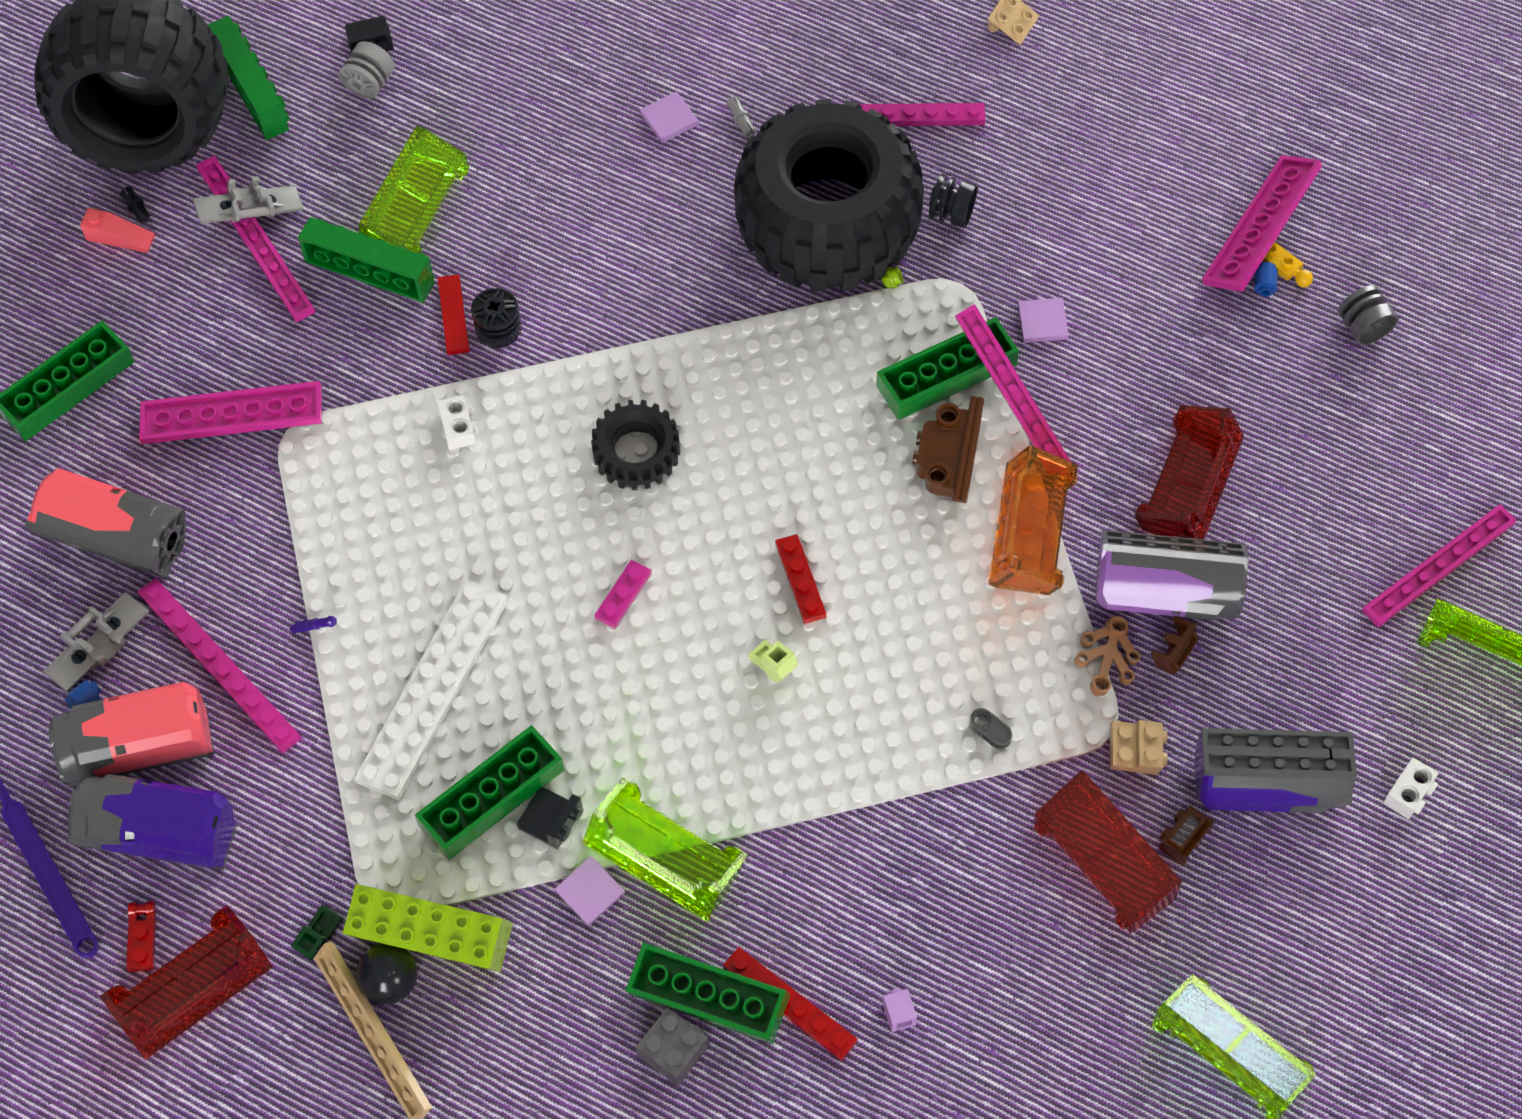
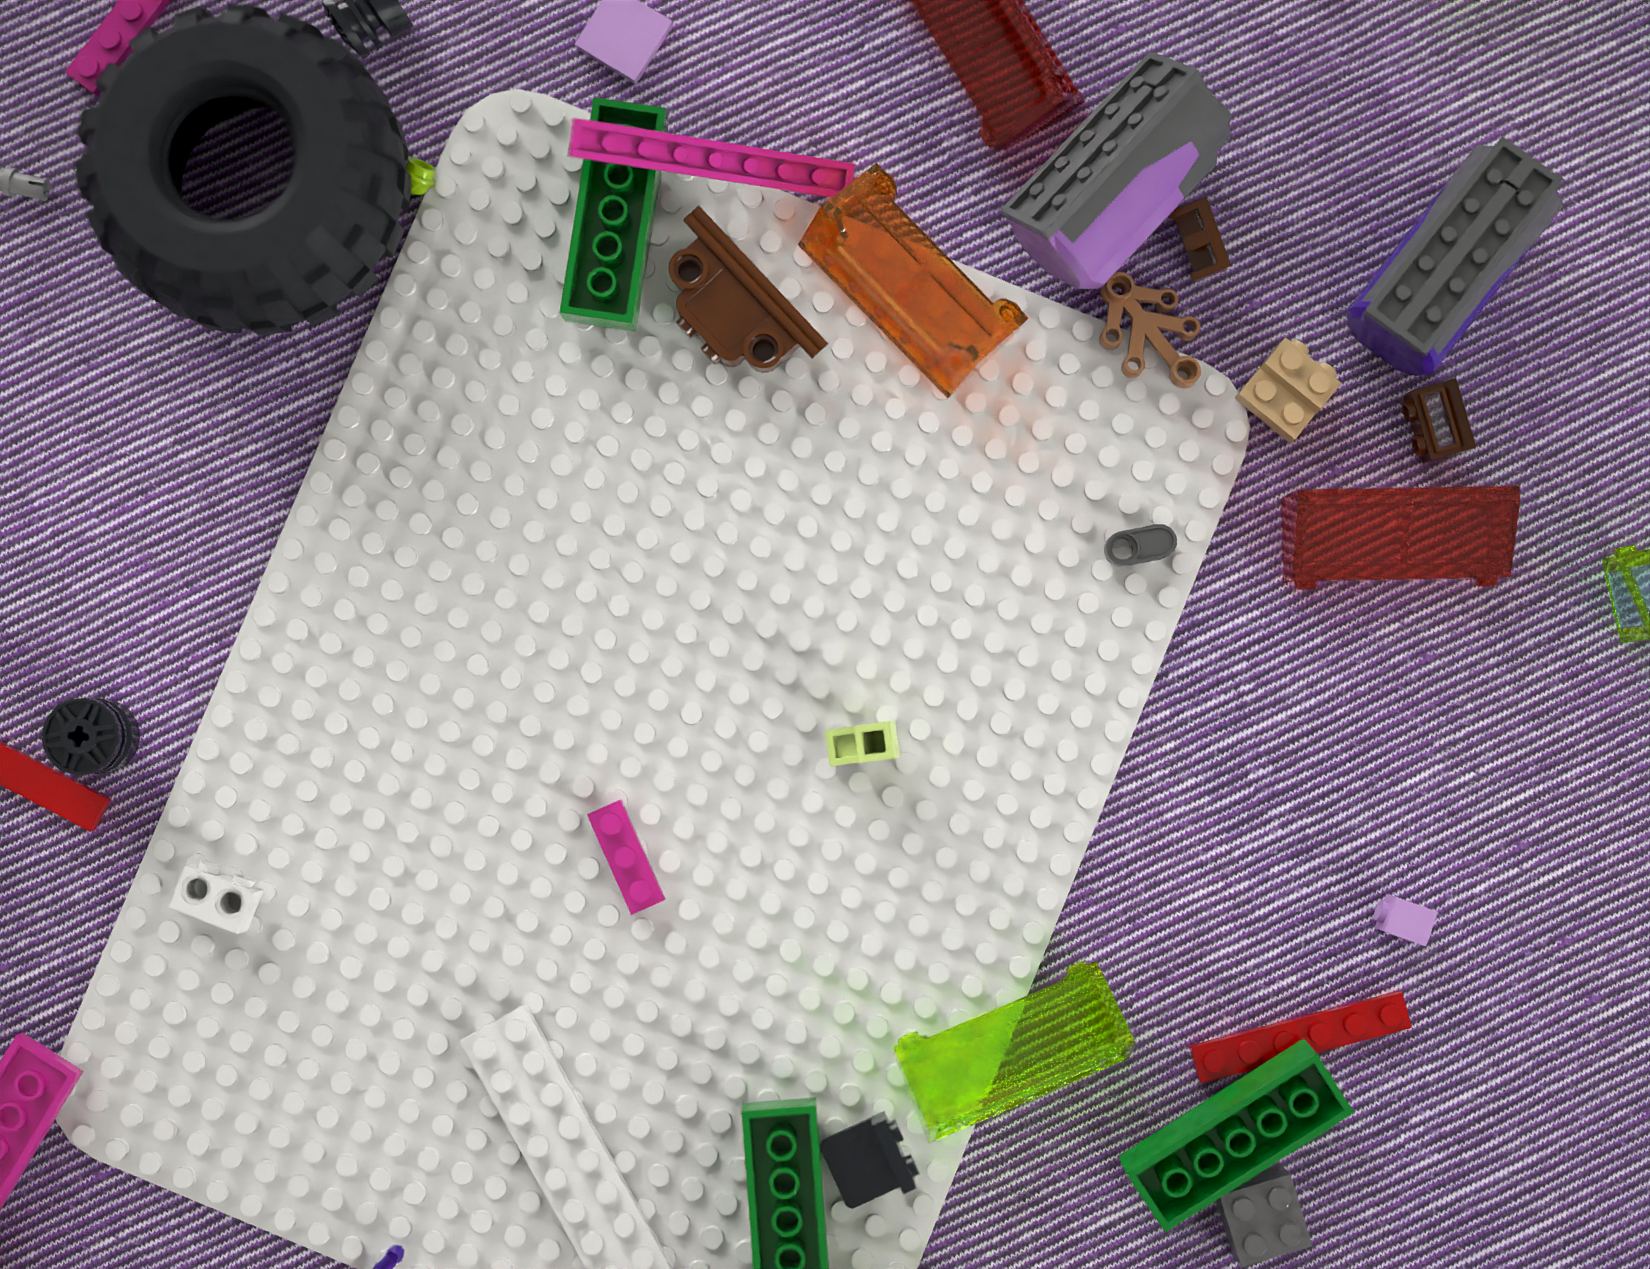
camera: 55 degrees left, 25 degrees up
(589, 891) = (994, 1174): lavender tile -> none
(635, 419) = (377, 692): black tyre -> none
(800, 579) = (768, 621): red plate -> none
(1409, 787) = (1562, 117): white brick -> none

